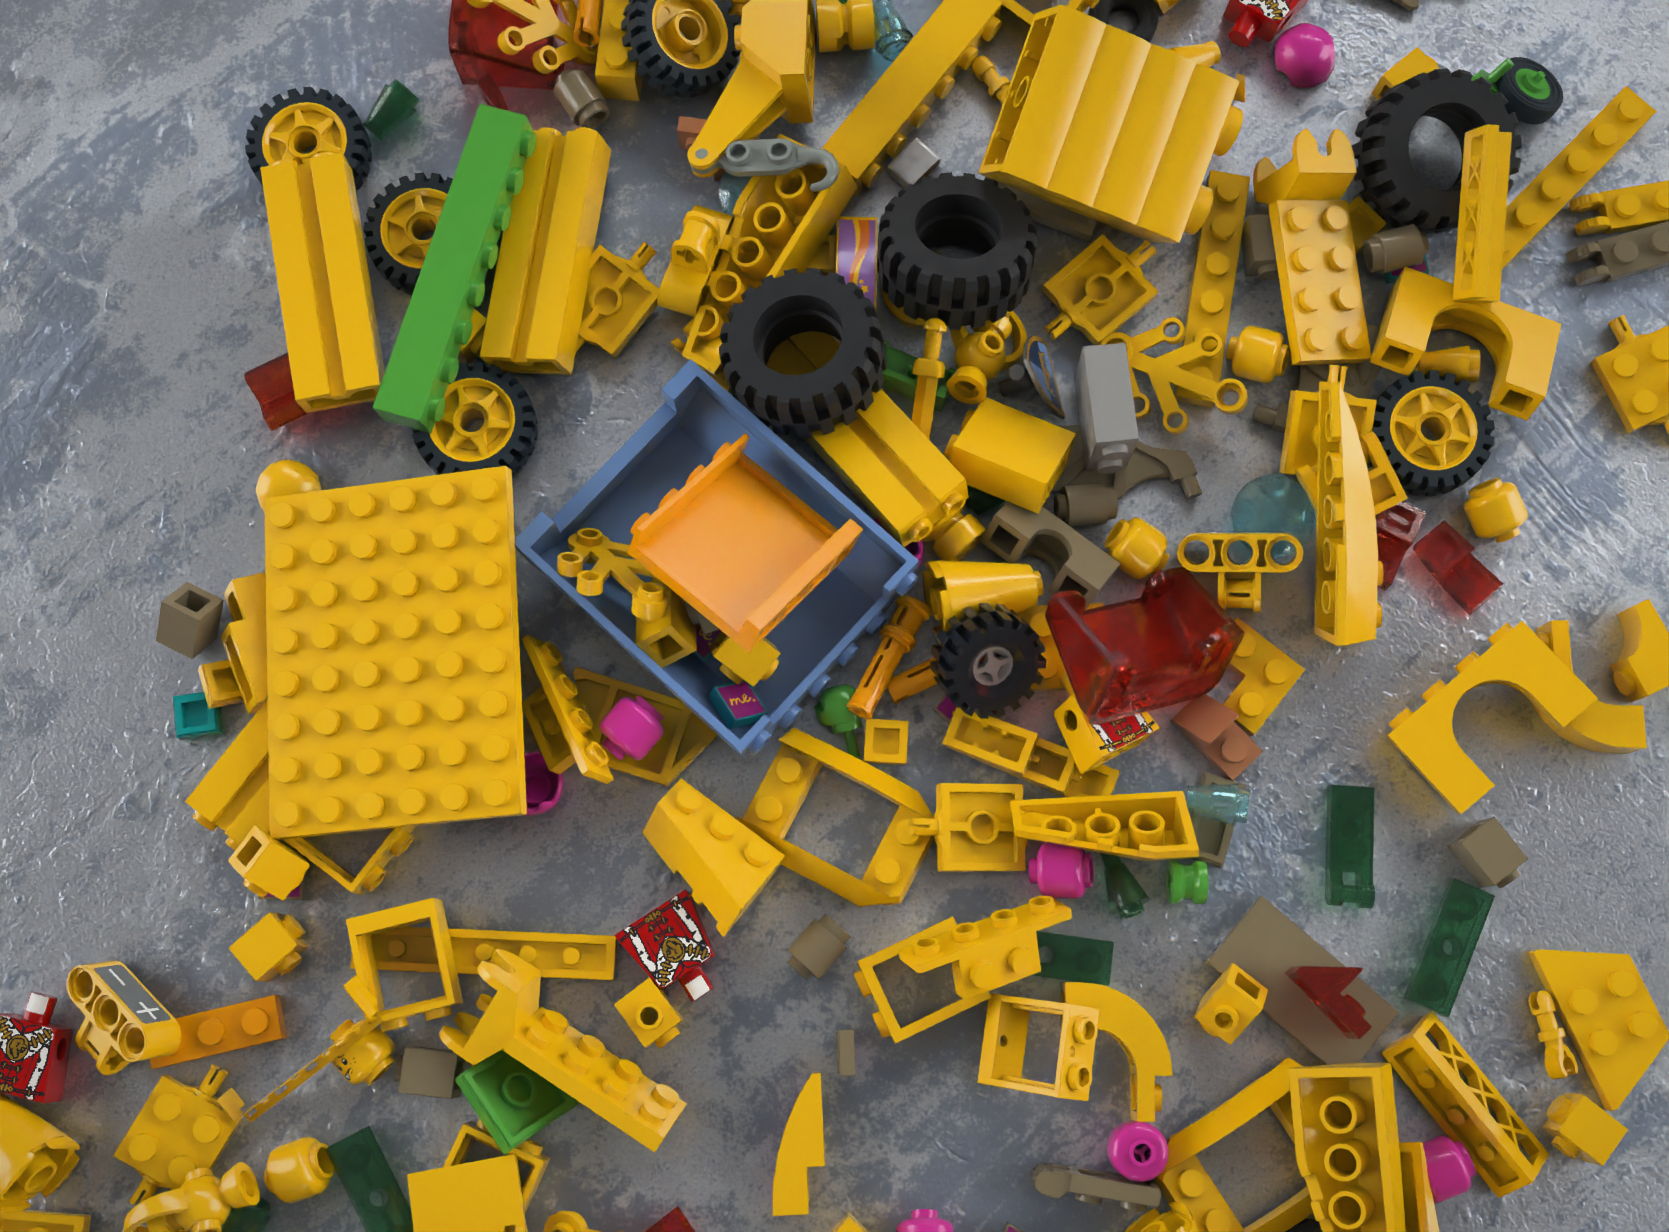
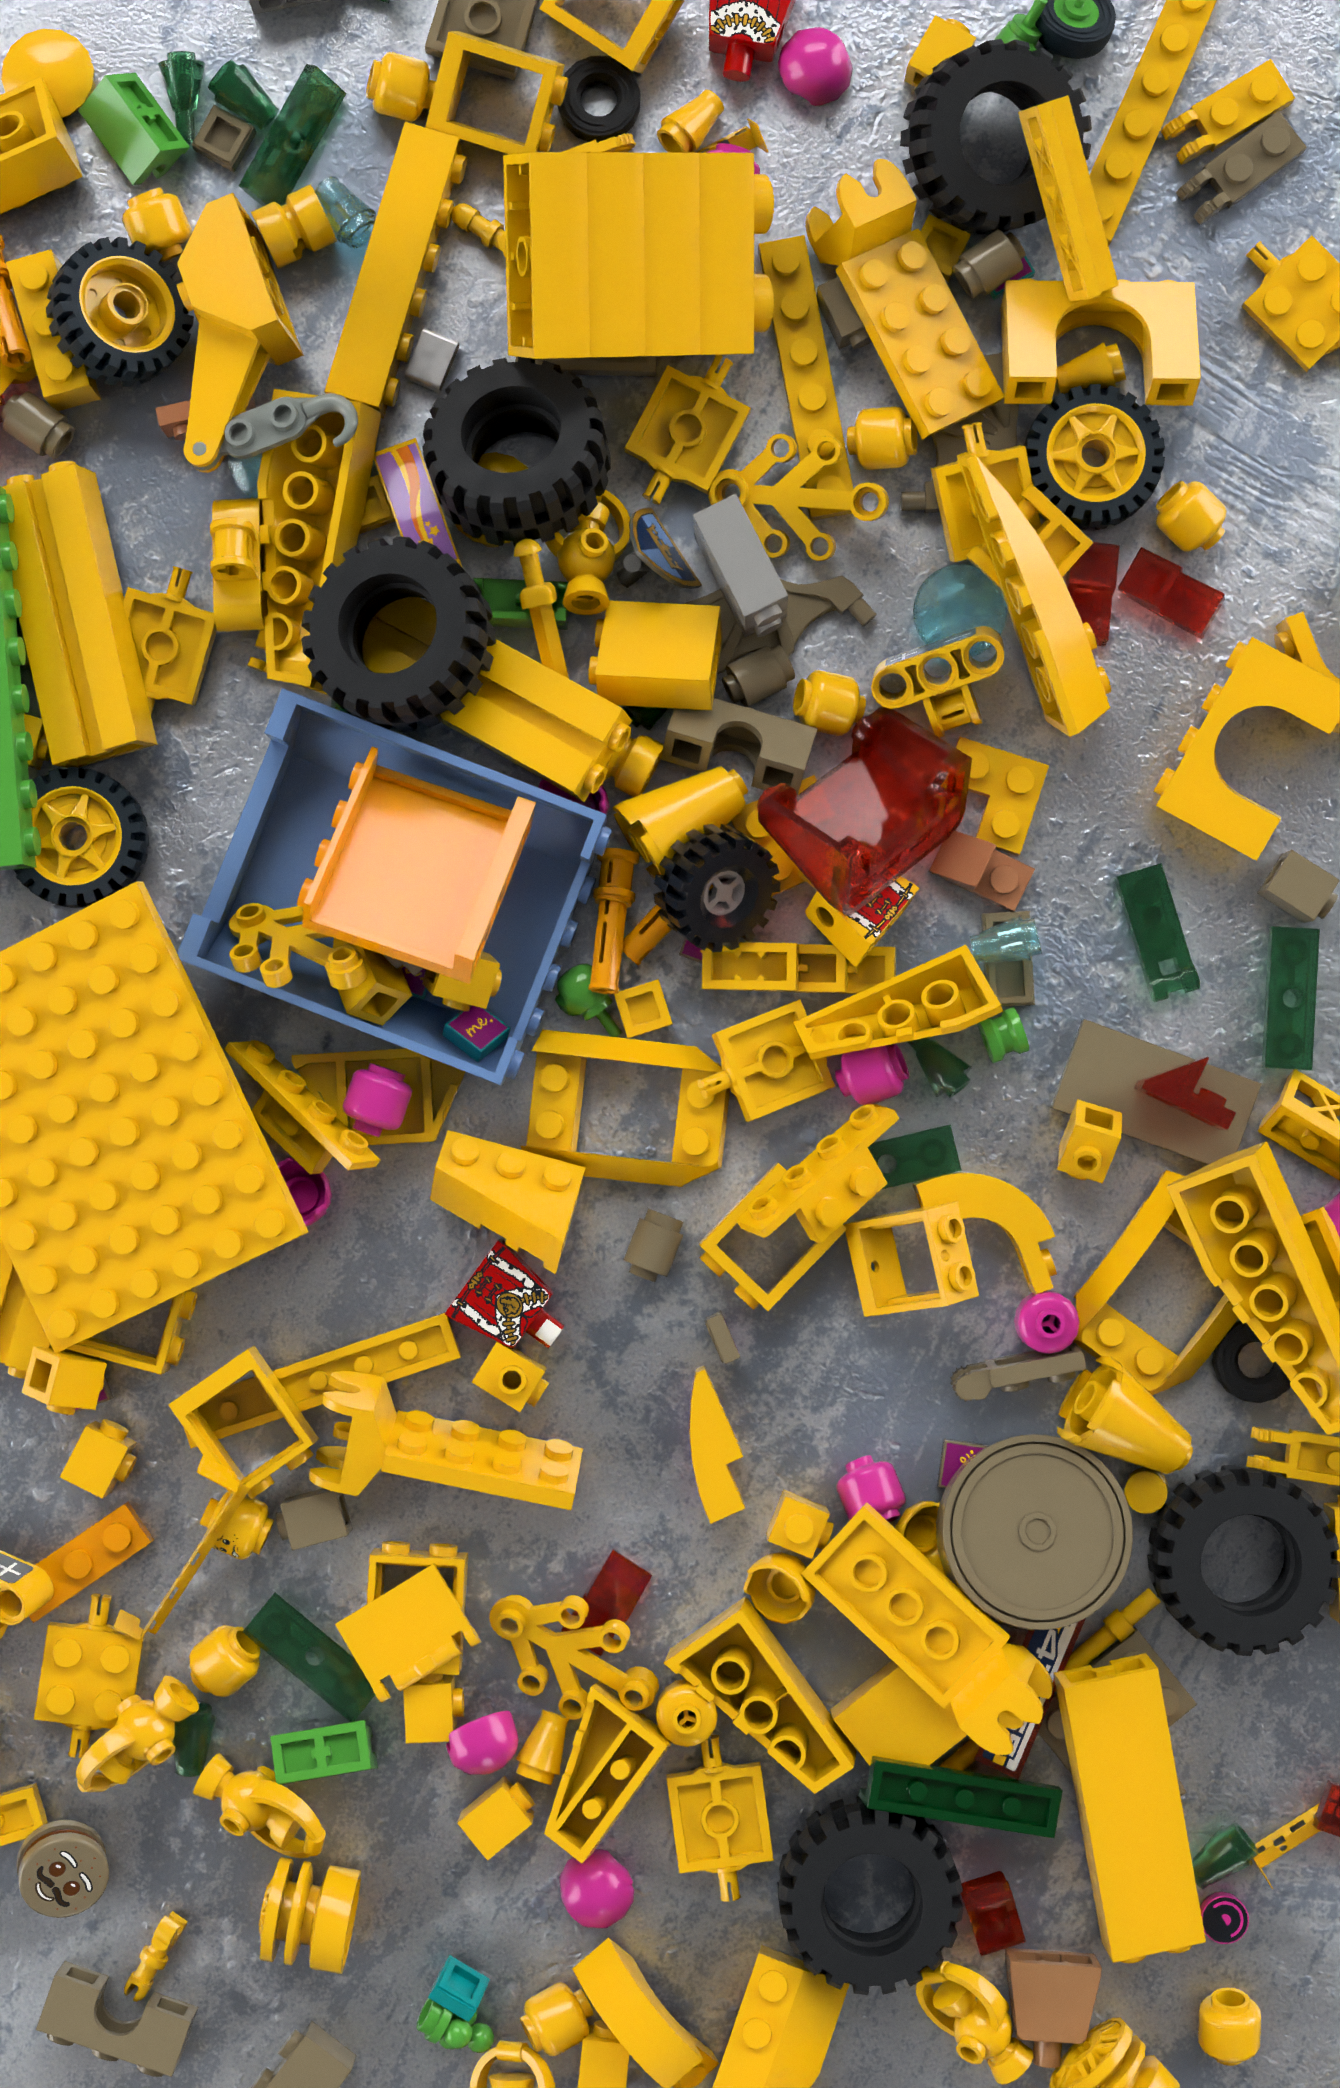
camera: 20 degrees left, 10 degrees up
(512, 1099) = (408, 1513): bright green tile -> none

